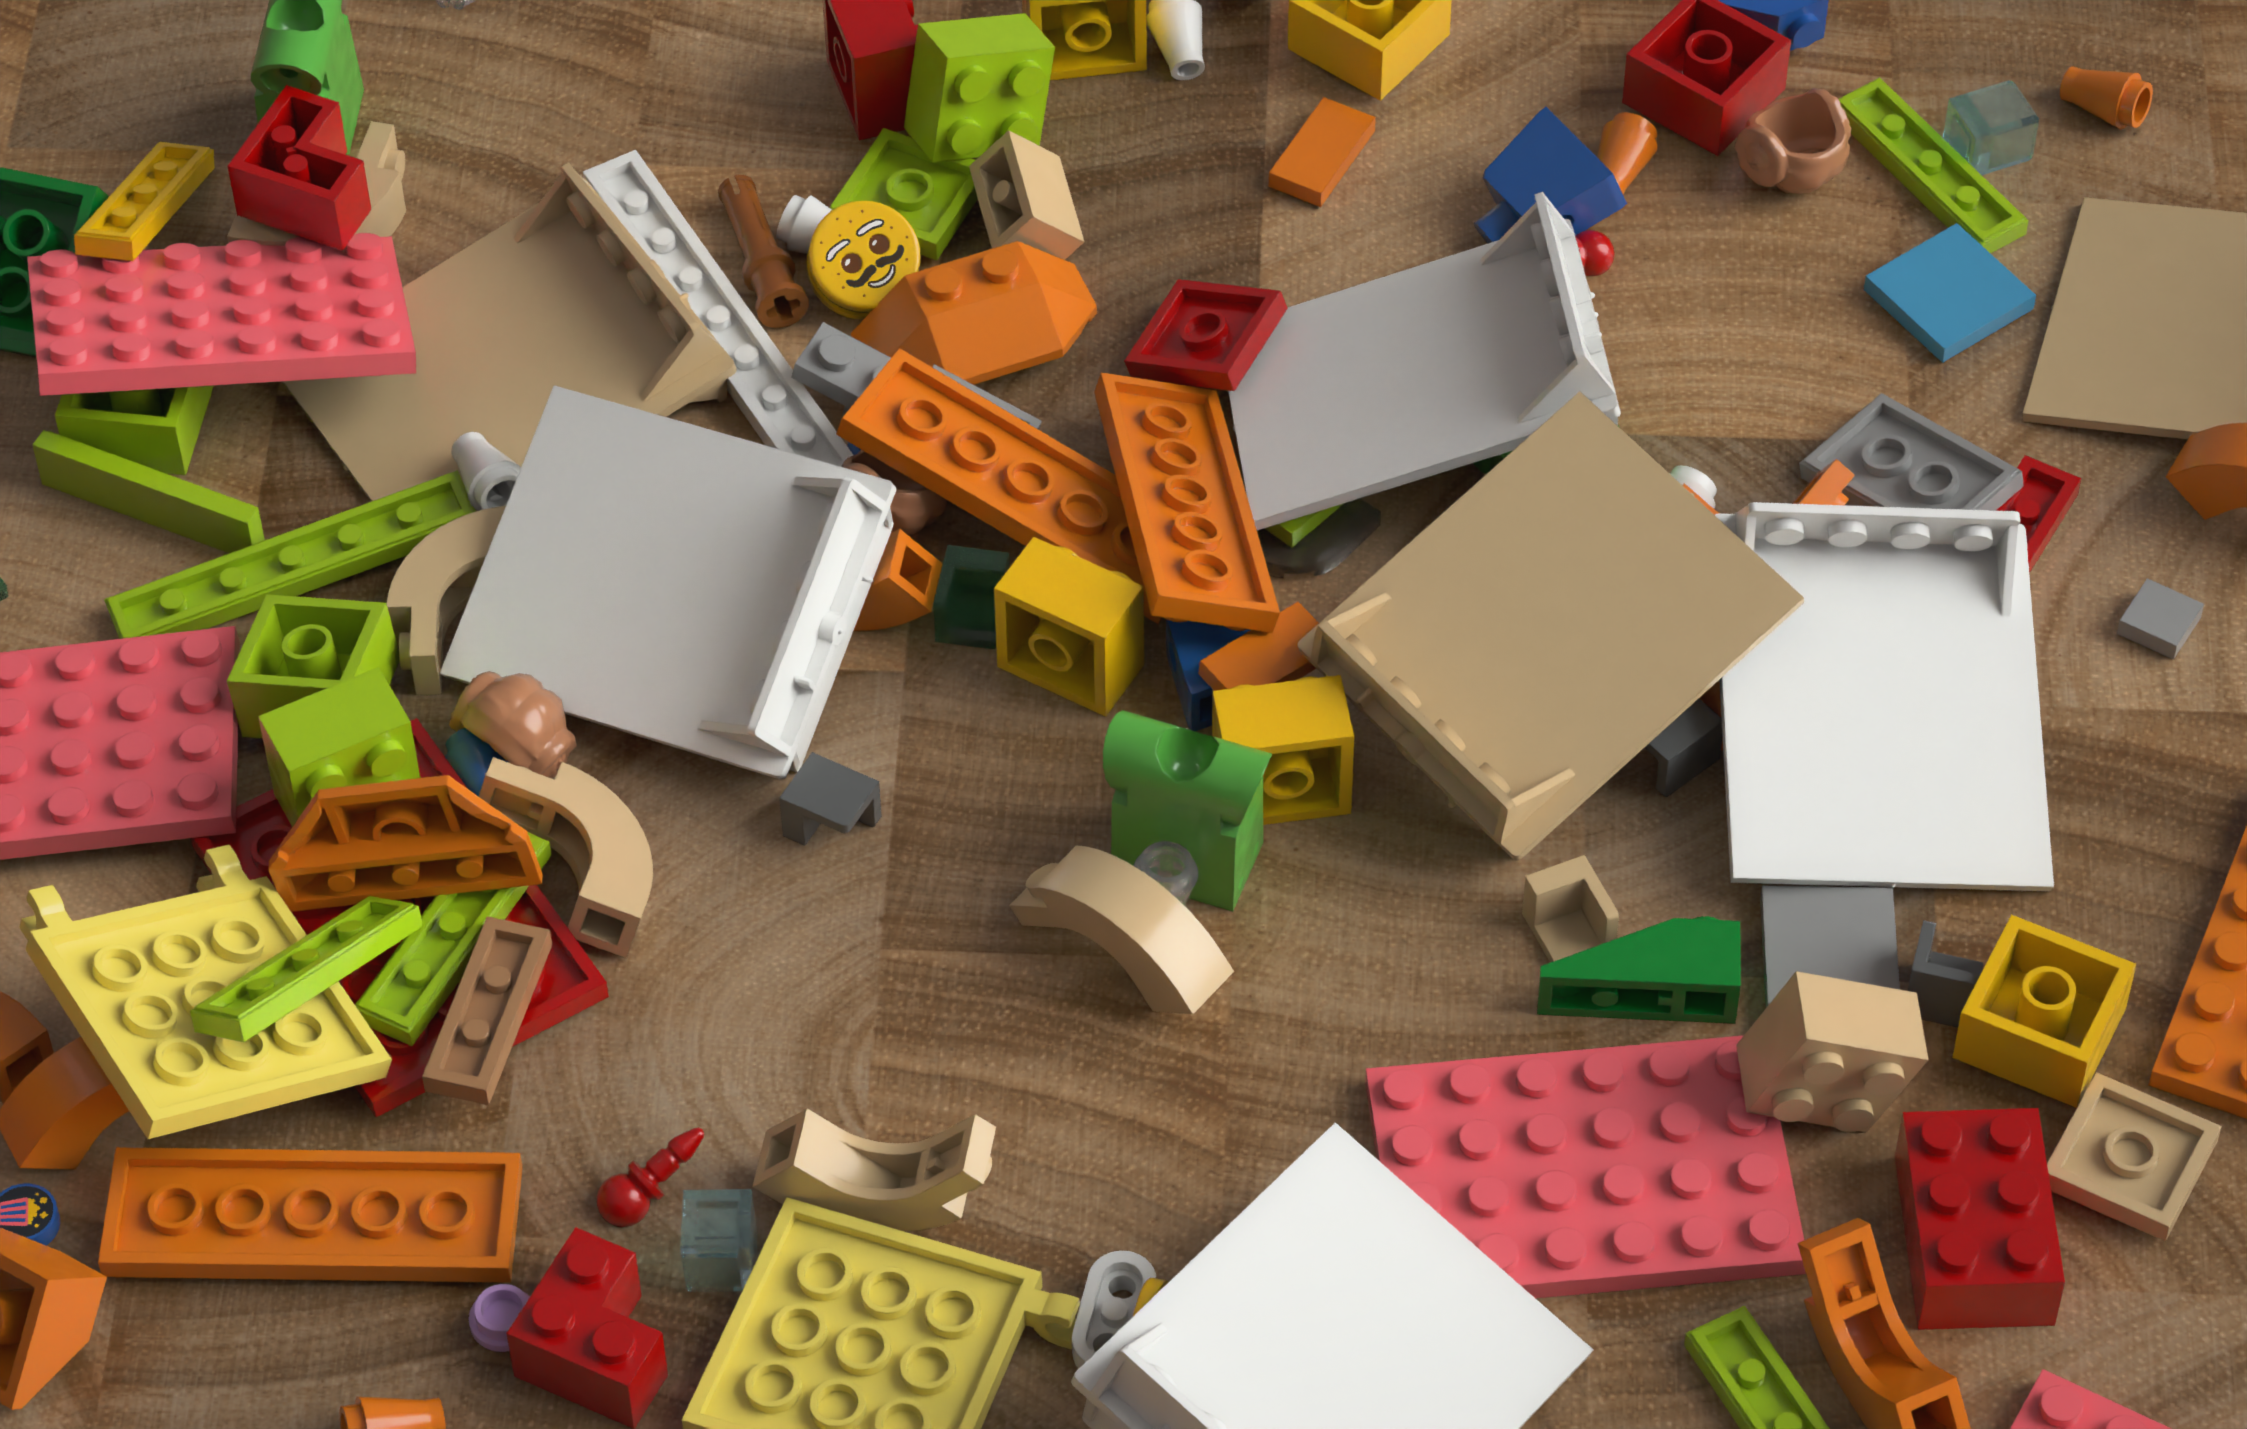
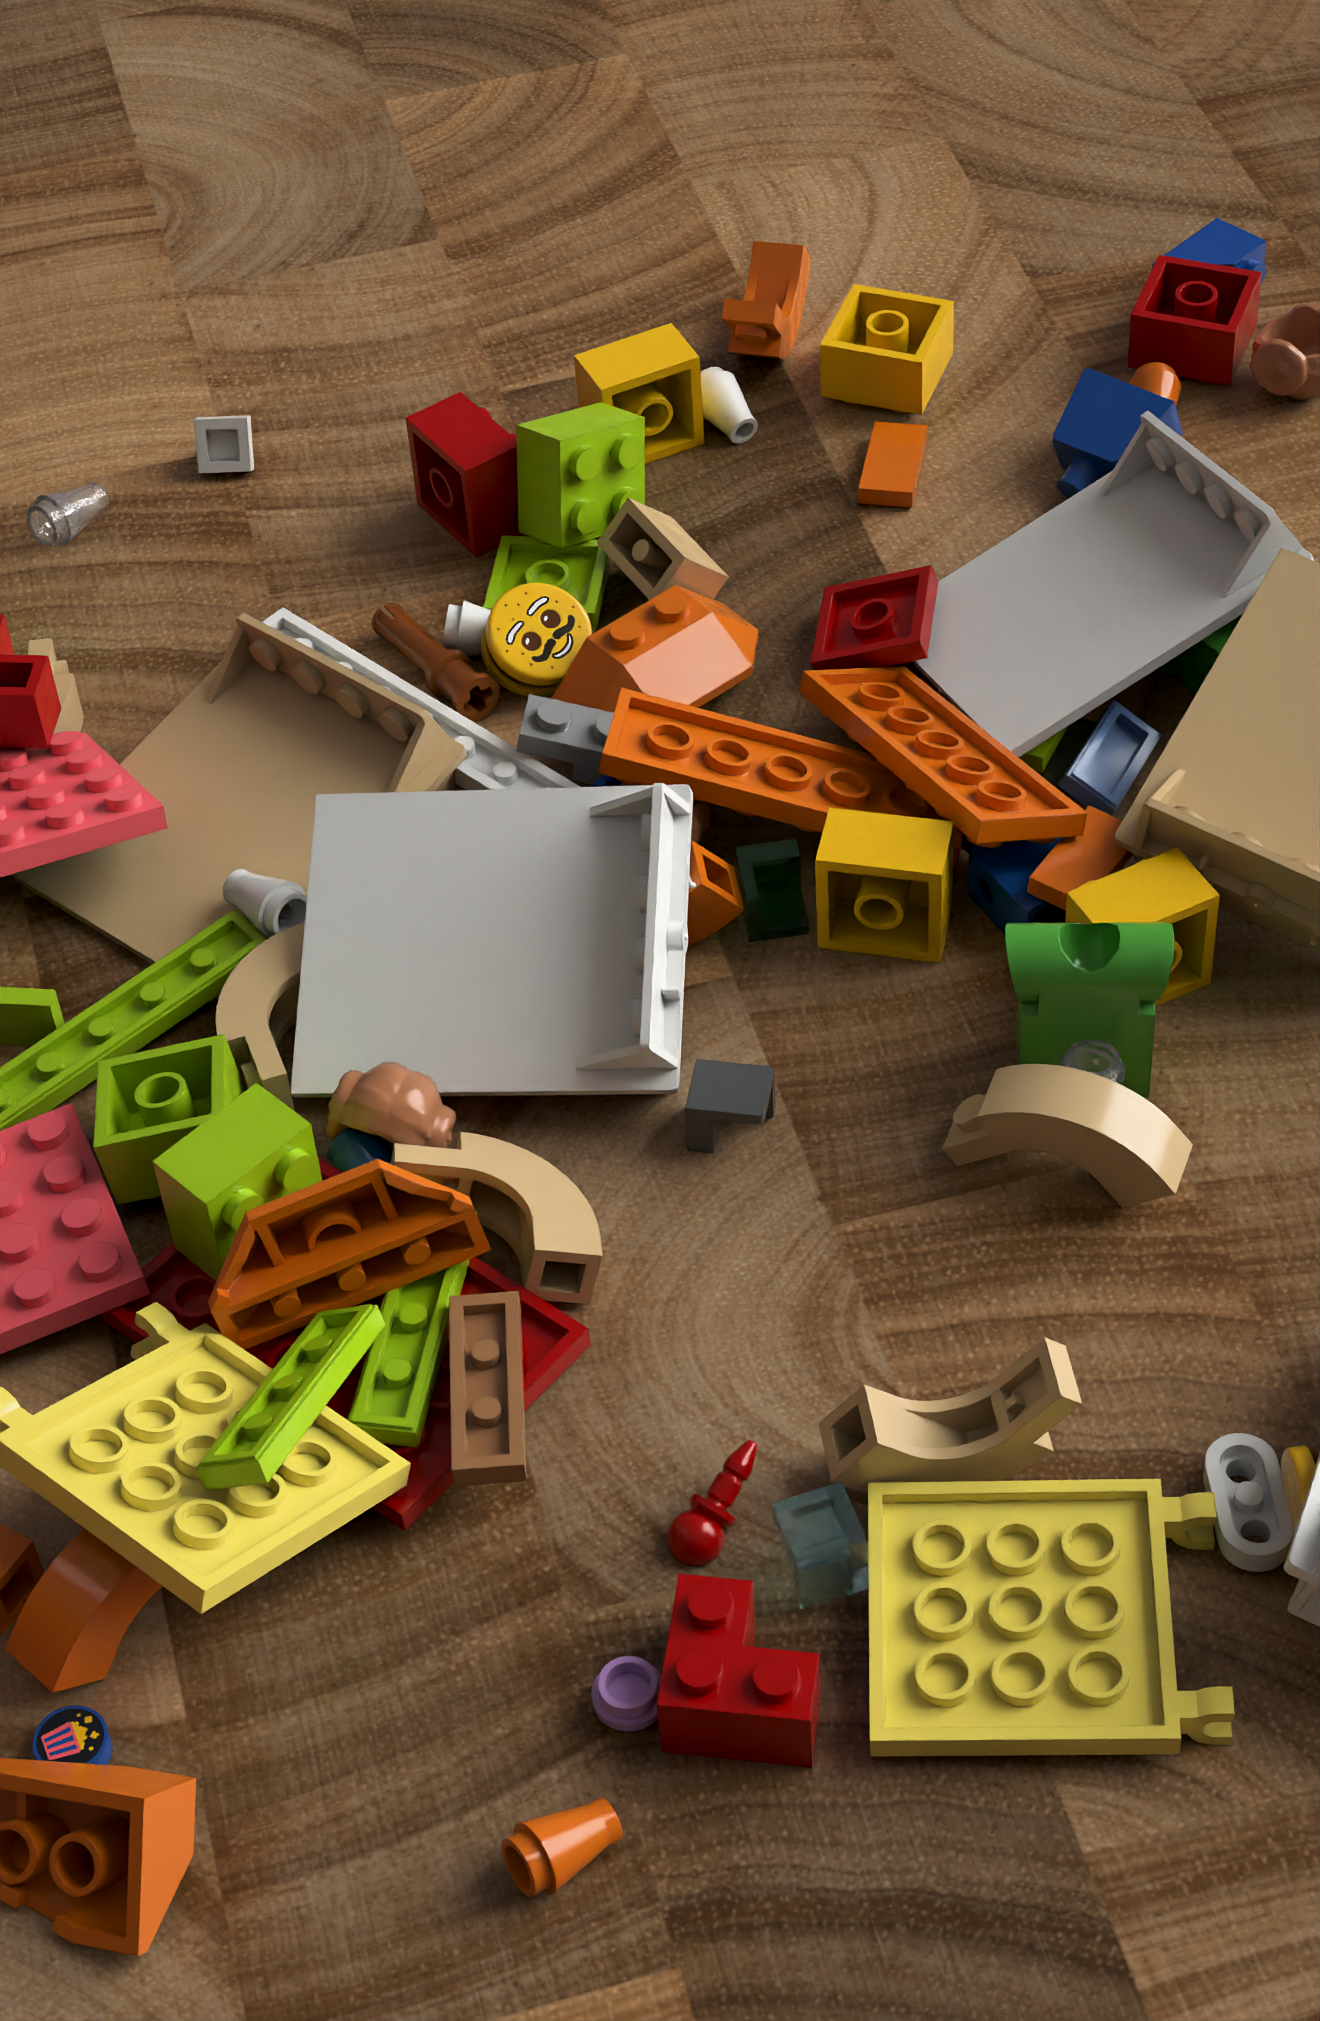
camera: 15 degrees left, 5 degrees down
(311, 1215) = (380, 1649): orange plate -> none
(1362, 549) = (1109, 759): none -> medium blue tile

